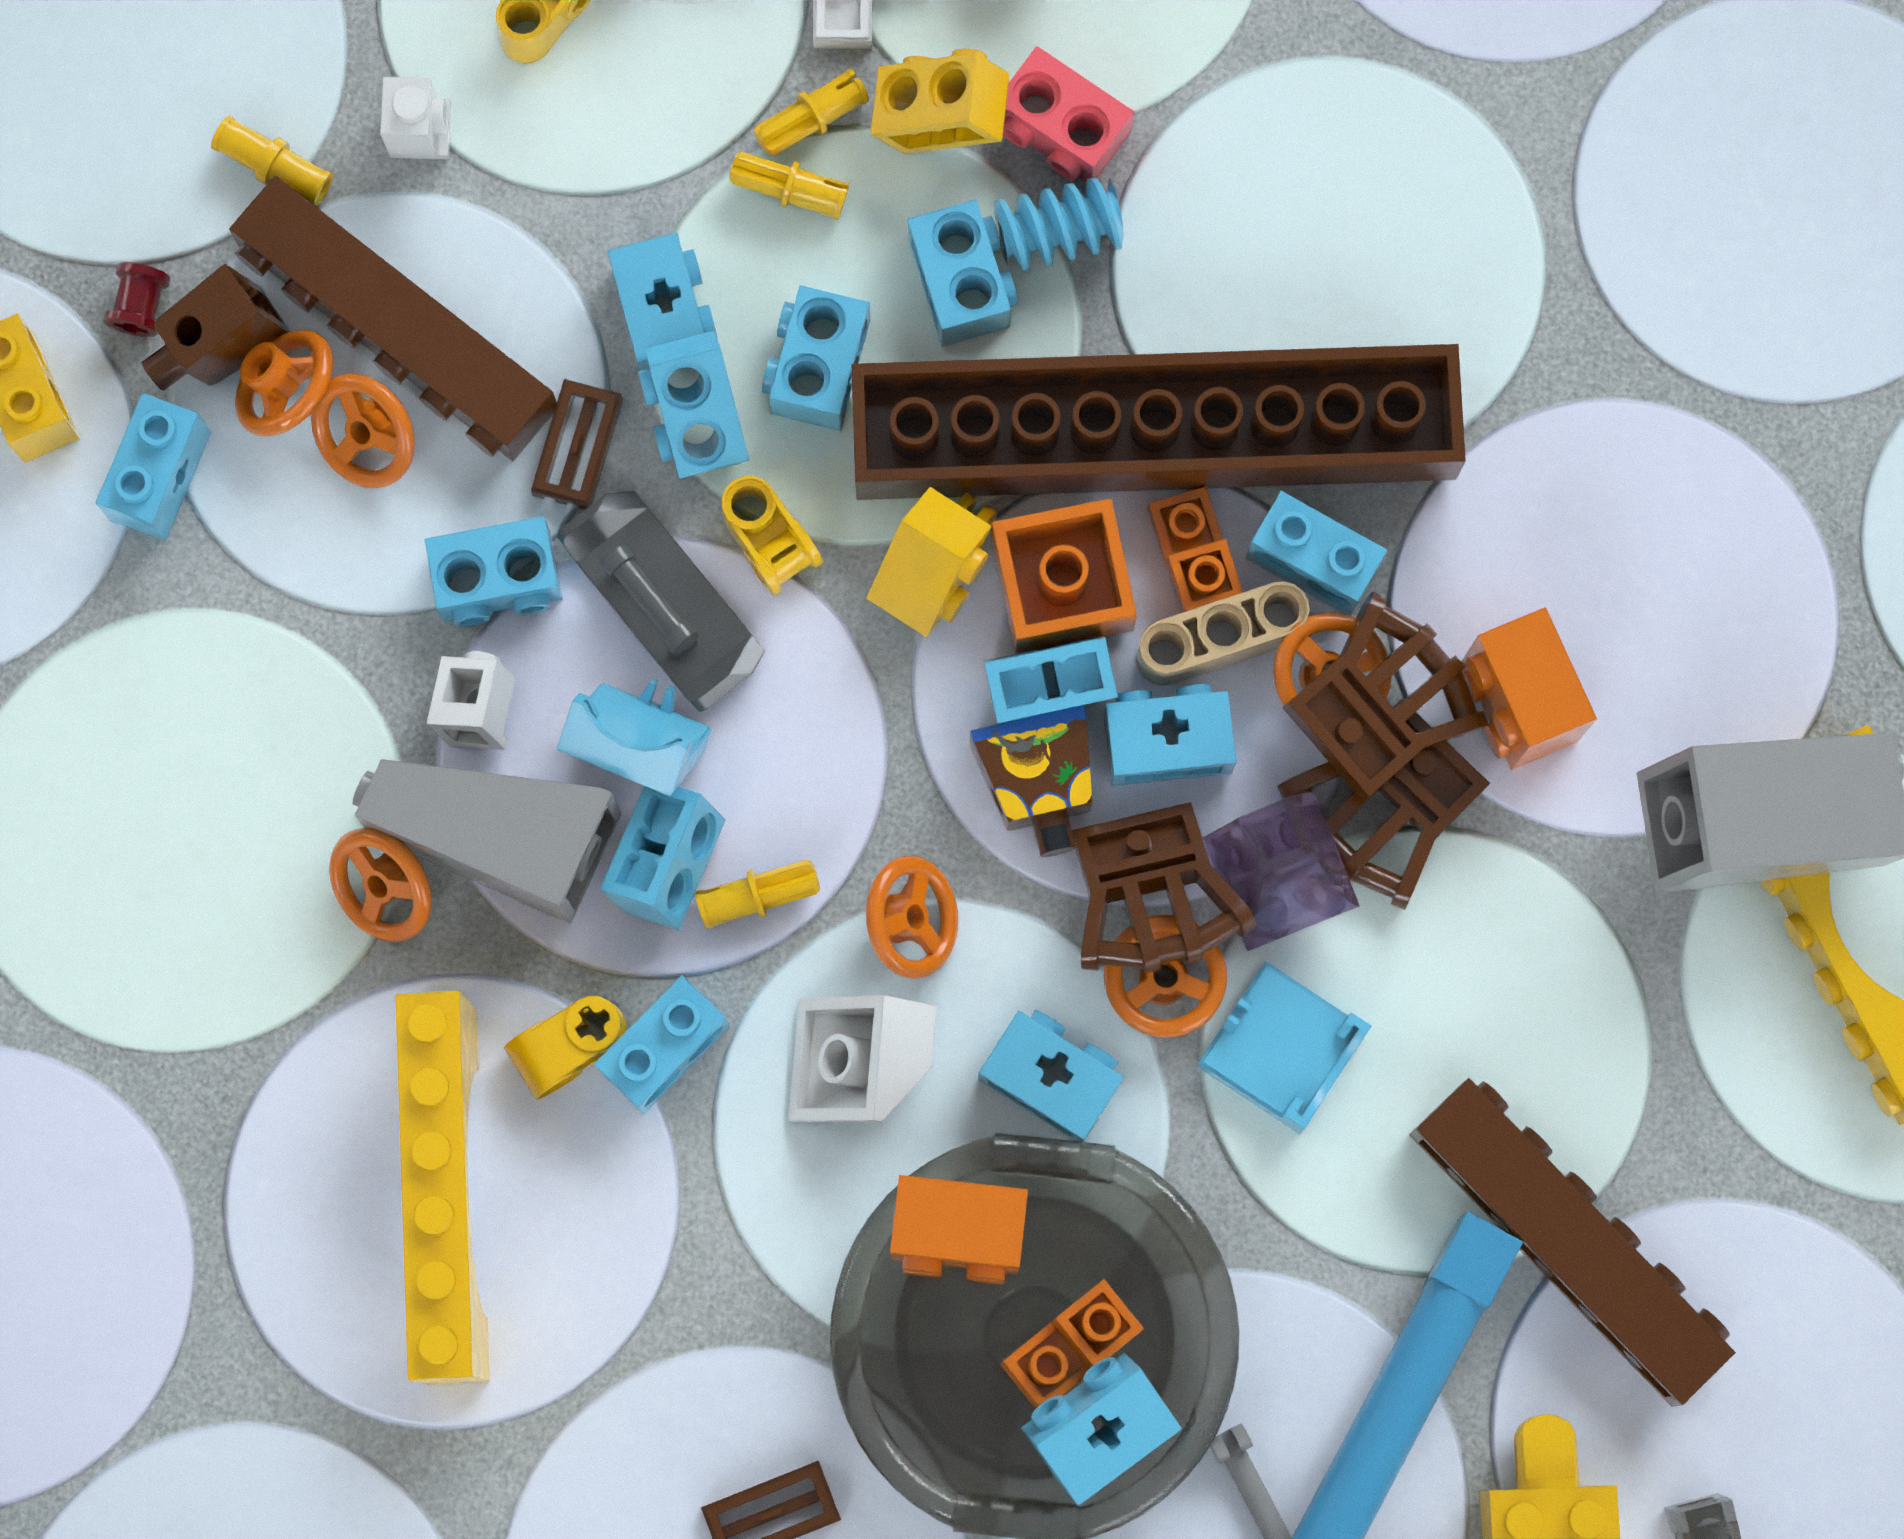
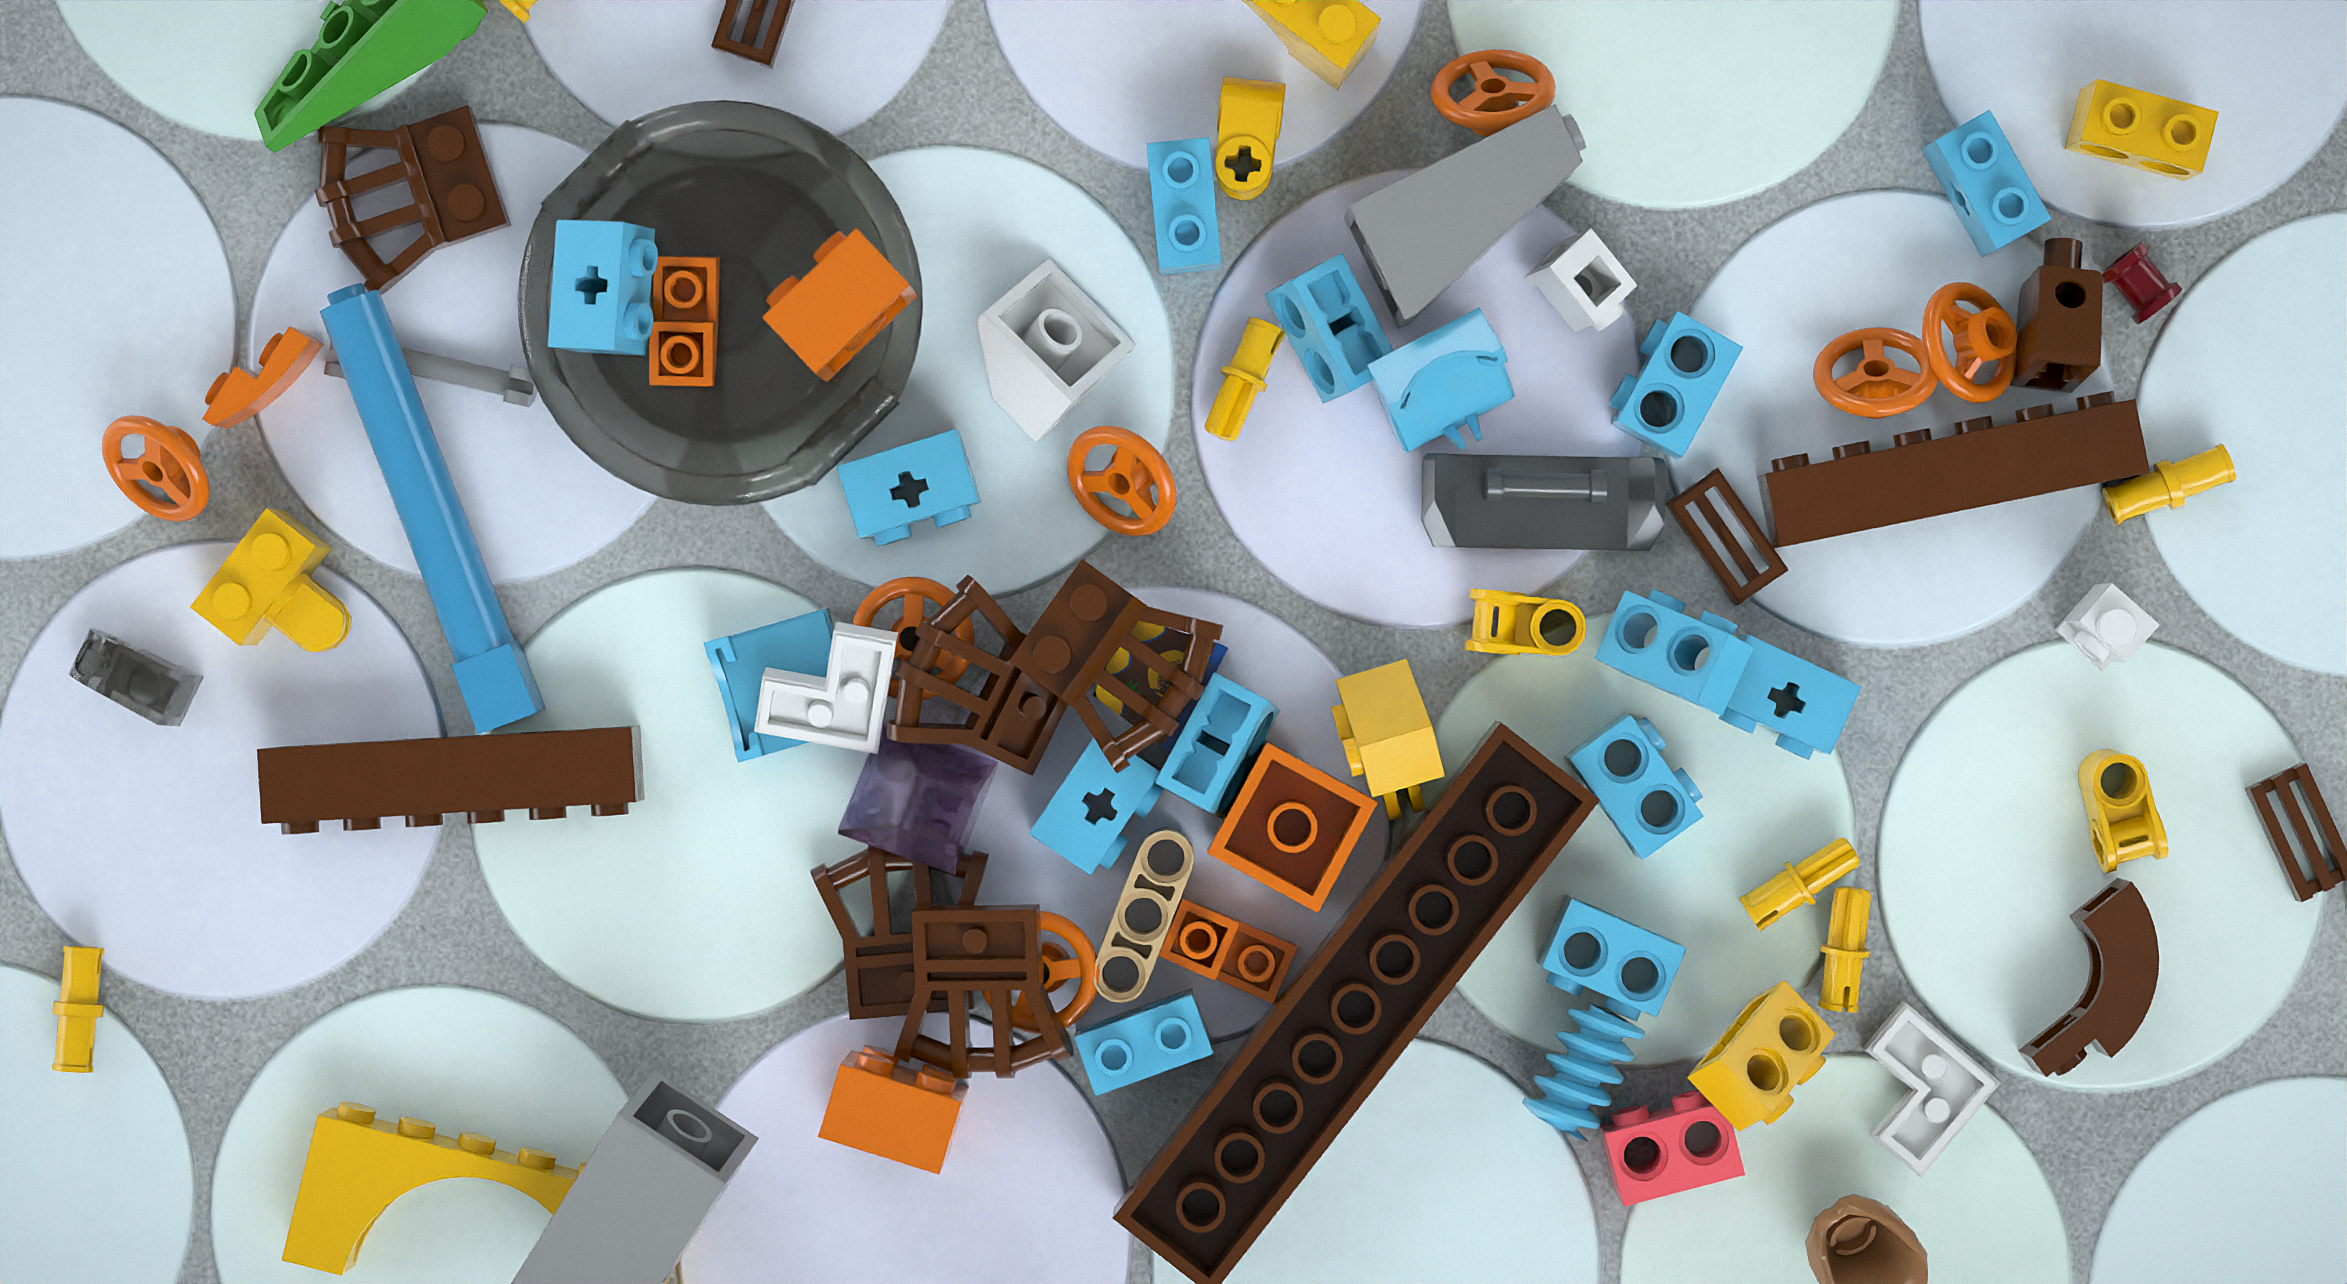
camera: 135 degrees right, 10 degrees up
(1051, 844) = (1081, 636): none -> reddish brown plate
(1258, 980) = (838, 709): none -> white tile

